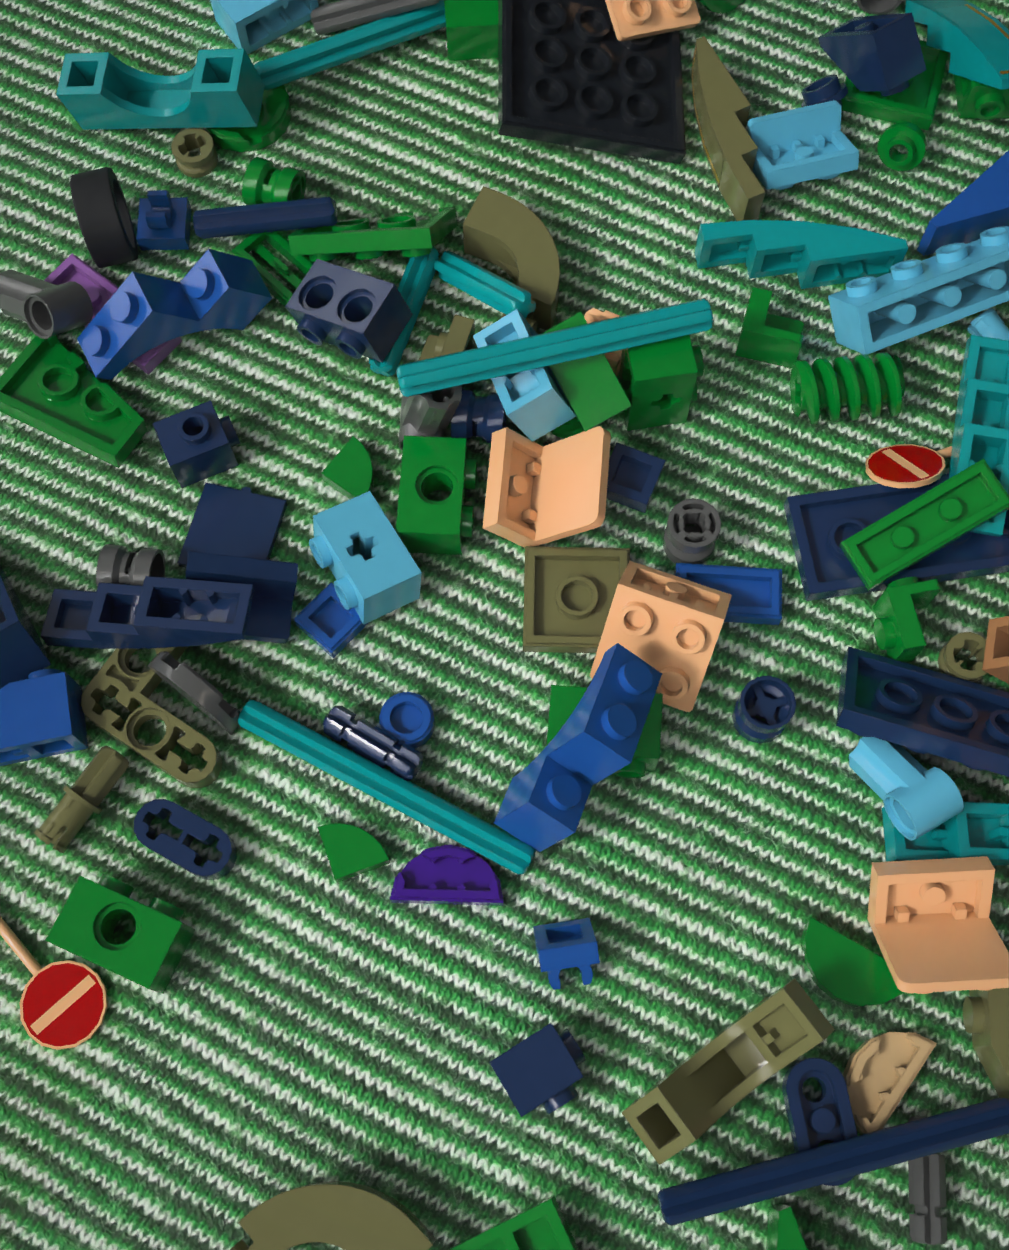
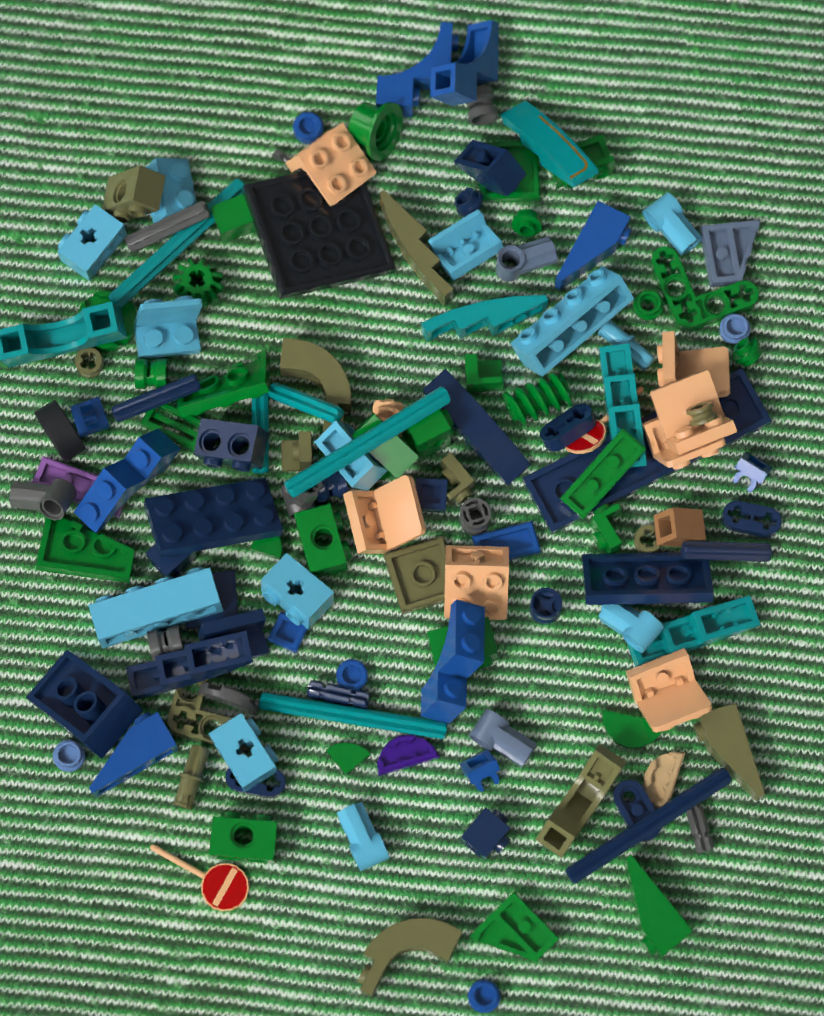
camera: 20 degrees left, 5 degrees up
(139, 511) = (155, 607): none -> medium azure brick
(155, 760) = (246, 770): none -> medium azure brick
(275, 404) = (212, 517): none -> dark blue plate
(321, 122) = (167, 327): none -> medium azure bracket
(324, 1016) = (365, 843): none -> medium azure piece
(390, 91) = (194, 272): none -> green gear
(612, 895) = (495, 734): none -> sand blue piece
(683, 468) = (456, 474): none -> olive bracket
(743, 413) = (480, 430): none -> dark blue slope
(873, 188) = (527, 256): none -> sand blue piece
(882, 445) = (568, 427): none -> dark blue beam

